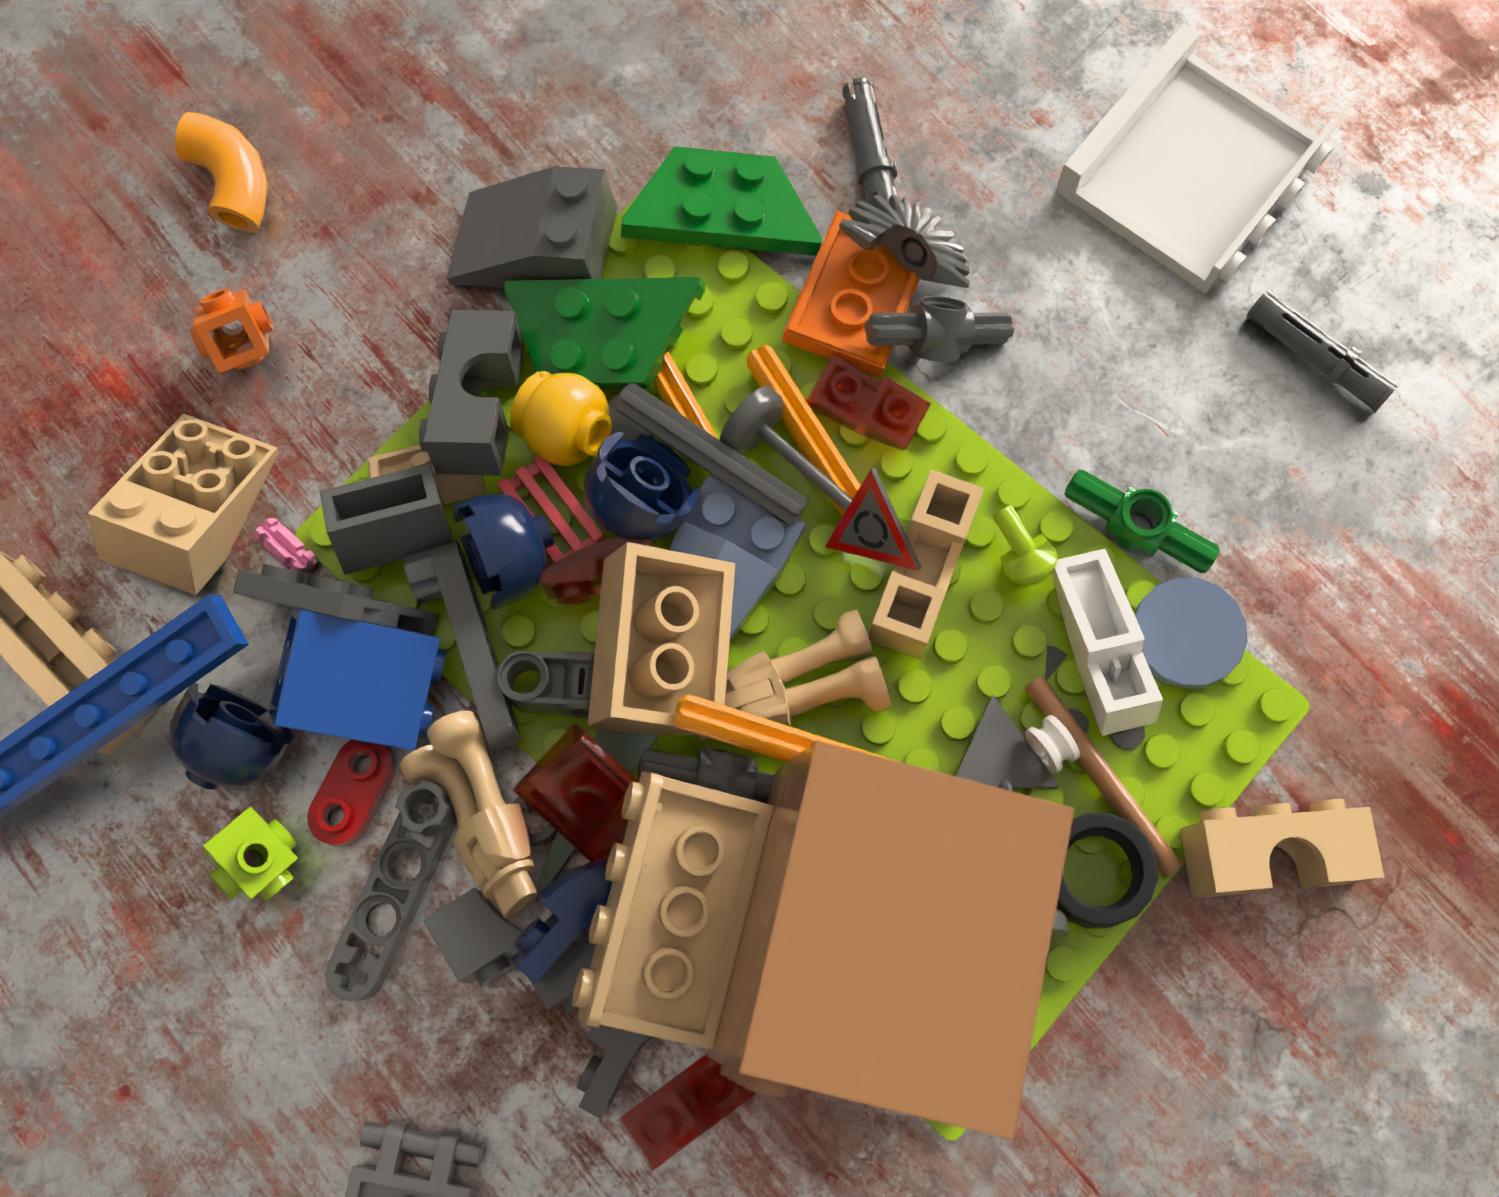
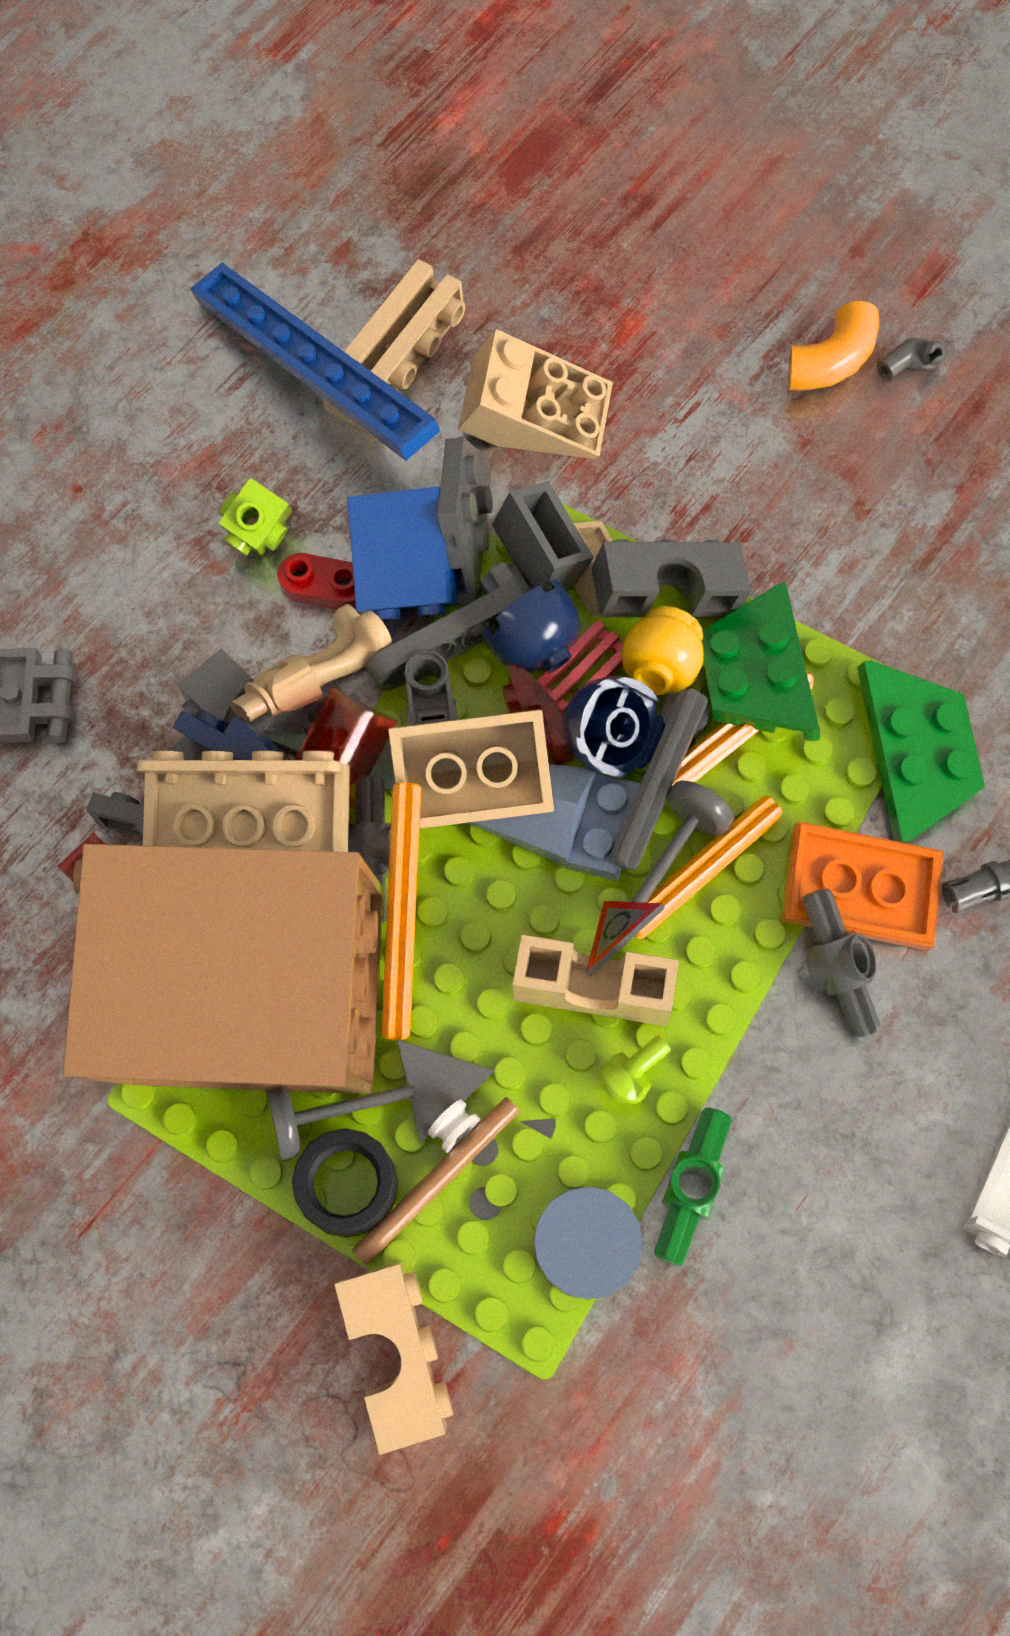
camera: 80 degrees right, 5 degrees down
(224, 739) = (343, 468): dark blue cylinder -> none
(227, 346) = (686, 391): orange brick -> none
(254, 96) = (913, 354): none -> dark grey arm
(284, 546) = (513, 478): bright pink piece -> none
(384, 887) = (251, 620): dark grey beam -> none
(536, 229) = (843, 602): dark grey slope -> none
(759, 682) = (446, 869): tan piece -> none
(869, 407) = (749, 910): clear red slope -> none
(910, 237) = (928, 919): dark grey hair -> none
(1106, 643) = (561, 1160): white slope -> none
(1322, 351) = (894, 1410): dark grey pin -> none

